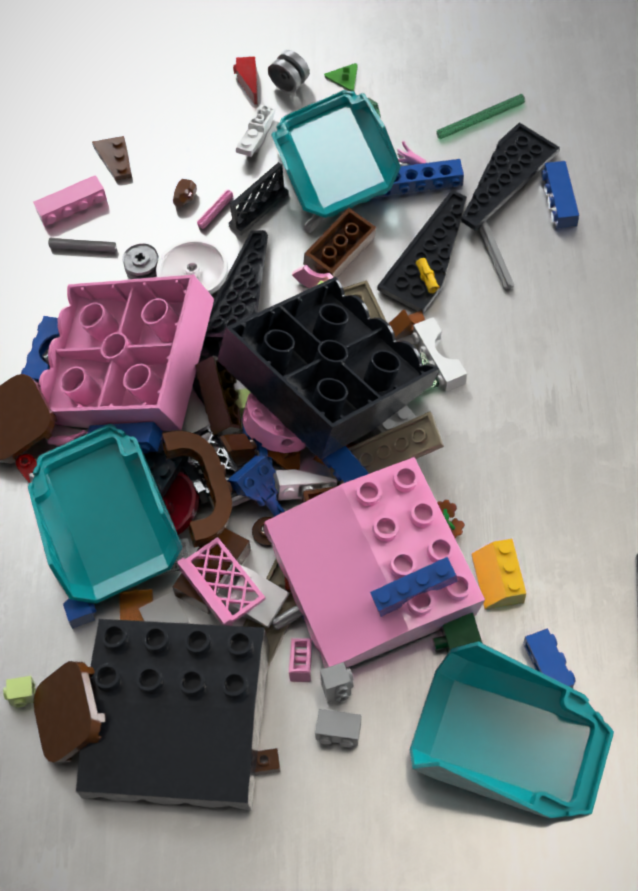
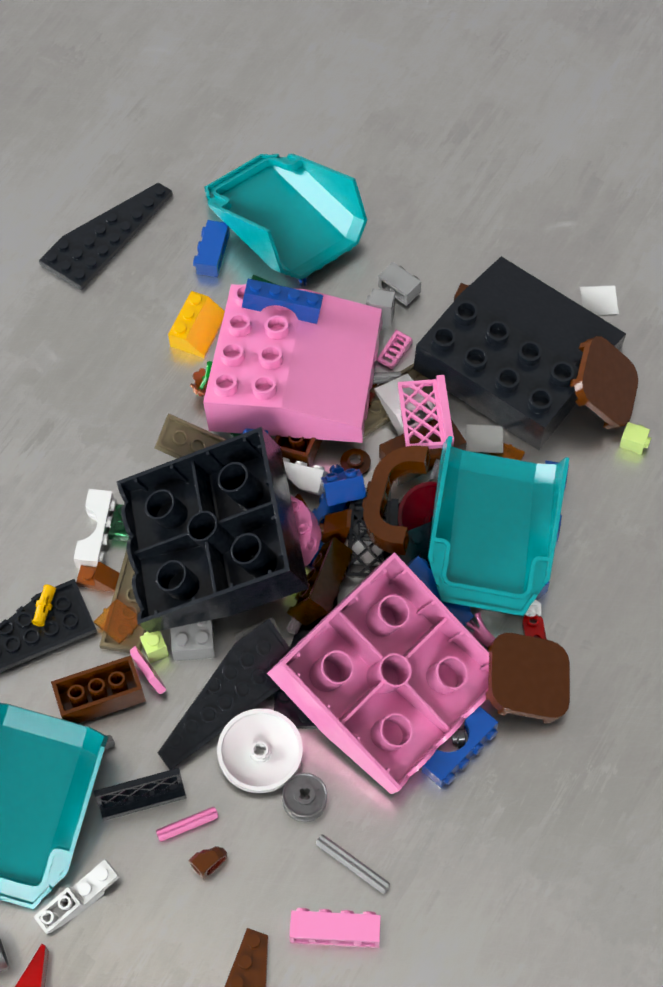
camera: 150 degrees left, 0 degrees up
(130, 840) = (600, 299): none -> white sticker
(371, 297) = (117, 621): none -> clear orange piece

